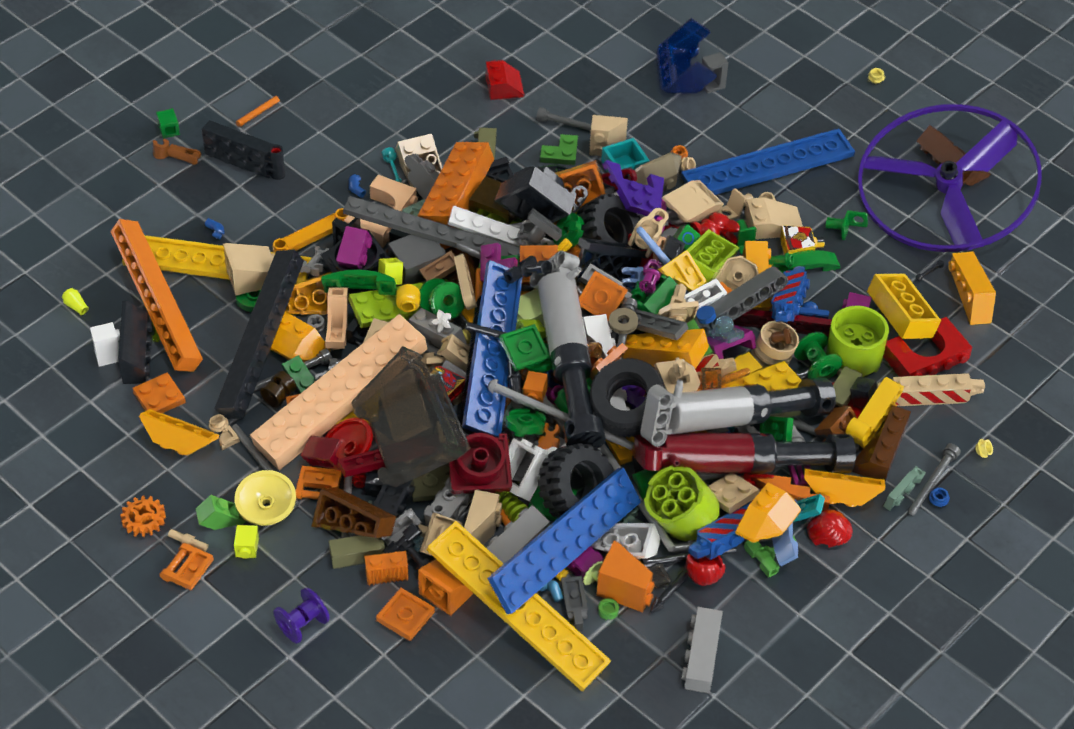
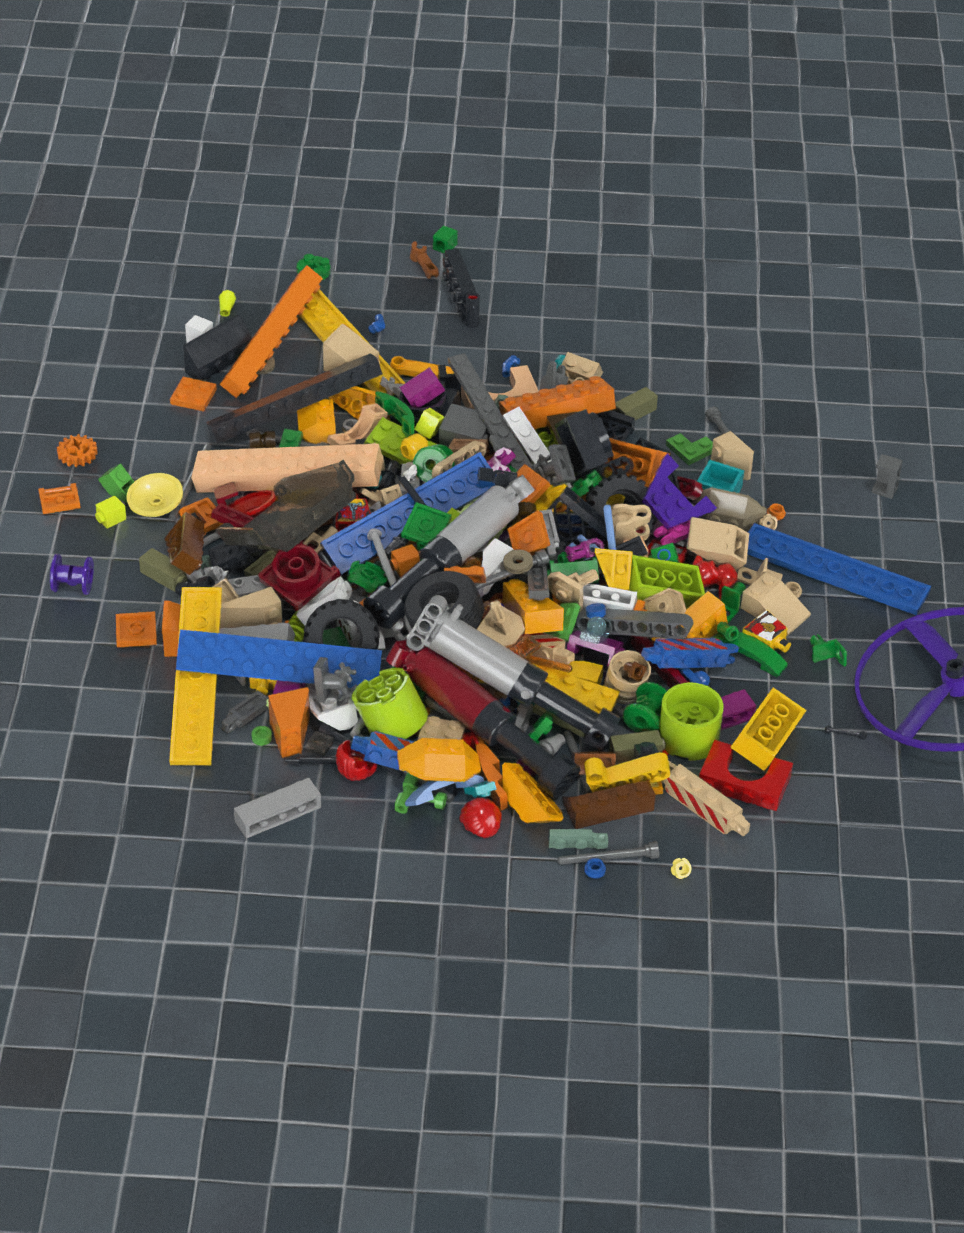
camera: 50 degrees right, 5 degrees down
(89, 220) = (316, 263): none -> green plate
(175, 433) = (165, 418): light orange wedge -> none
(188, 539) = (82, 485): tan bar -> none
(218, 423) = (199, 435): tan plate -> none
(228, 438) = (192, 450): tan tile -> none
(257, 111) = (518, 274): orange bar -> none
(386, 567) = (160, 589): orange brick -> none
(503, 80) = (719, 372): red slope -> none
(555, 590) = (246, 689): dark azure arm -> none
(618, 523) = (326, 681): none -> dark grey piece
(675, 58) = (893, 442): clear blue windscreen -> none
(973, 287) = (853, 764): light orange wedge -> none

